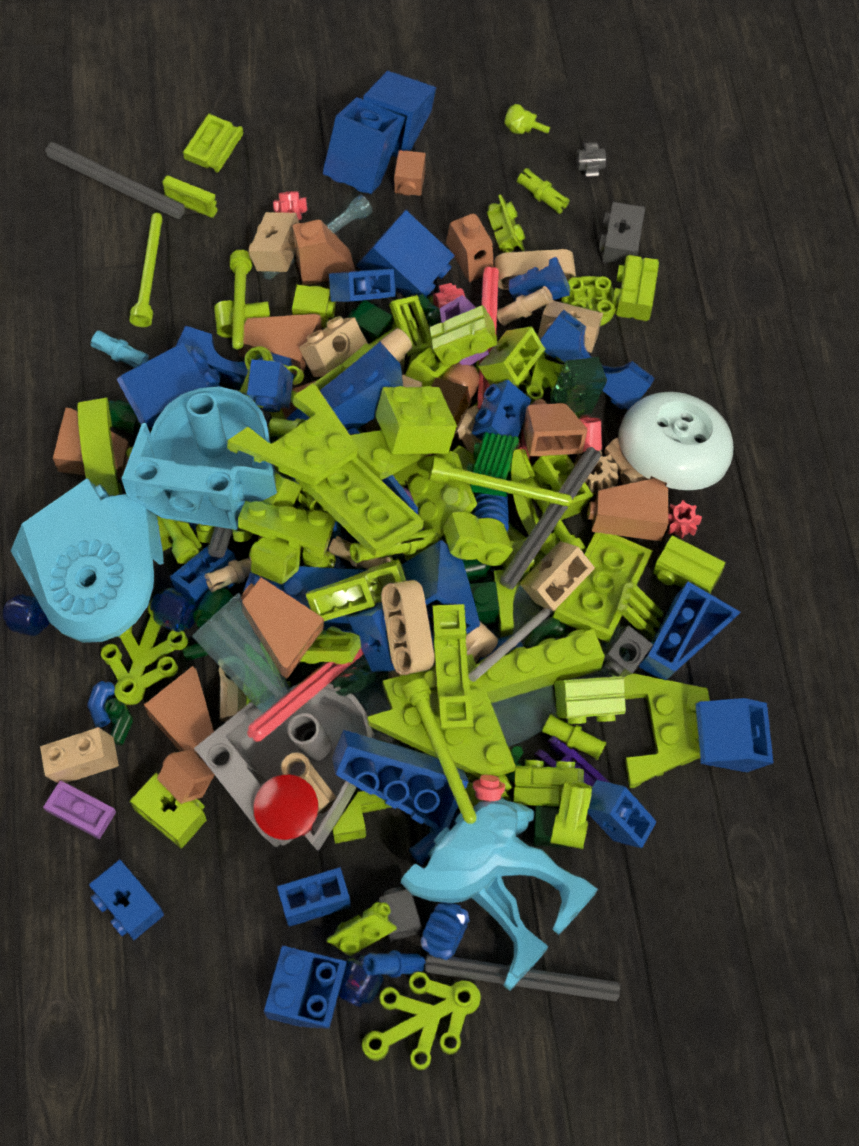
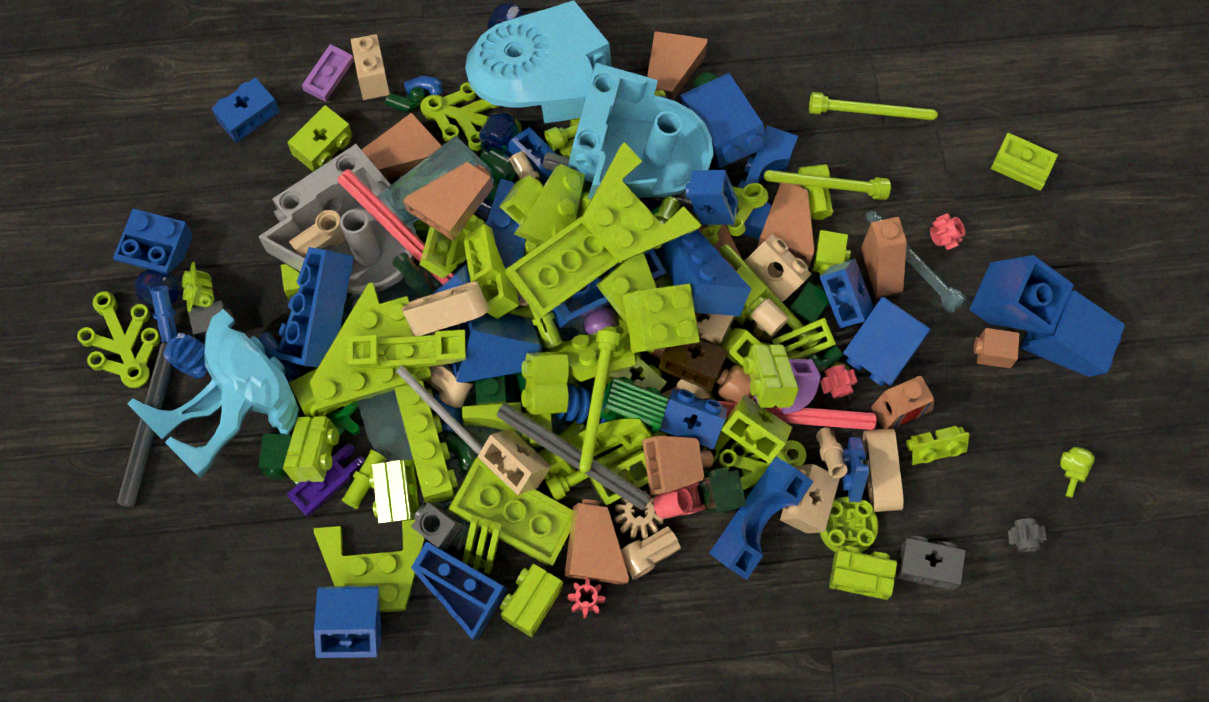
camera: 90 degrees right, 5 degrees up
(97, 445) = (668, 61): lime slope -> none
(115, 180) = (973, 76): dark grey axle -> none
(118, 349) = (777, 86): medium azure pin -> none
(185, 775) = (339, 140): nougat brick -> none
(190, 196) = (955, 140): lime tile -> none
(274, 242) = (913, 214): tan brick -> none
(286, 807) = (290, 213): red dish -> none
(314, 896) = (229, 250): blue brick -> none
(418, 694) = (382, 320): lime piece -> none
(488, 788) = (297, 383): coral plate -> none
(543, 190) = (985, 484): lime pin -> none
(571, 822) = (266, 458): lime piece -> none
(620, 814) = (275, 507): blue brick -> none
(676, 440) = (640, 608): light aqua brick -> none

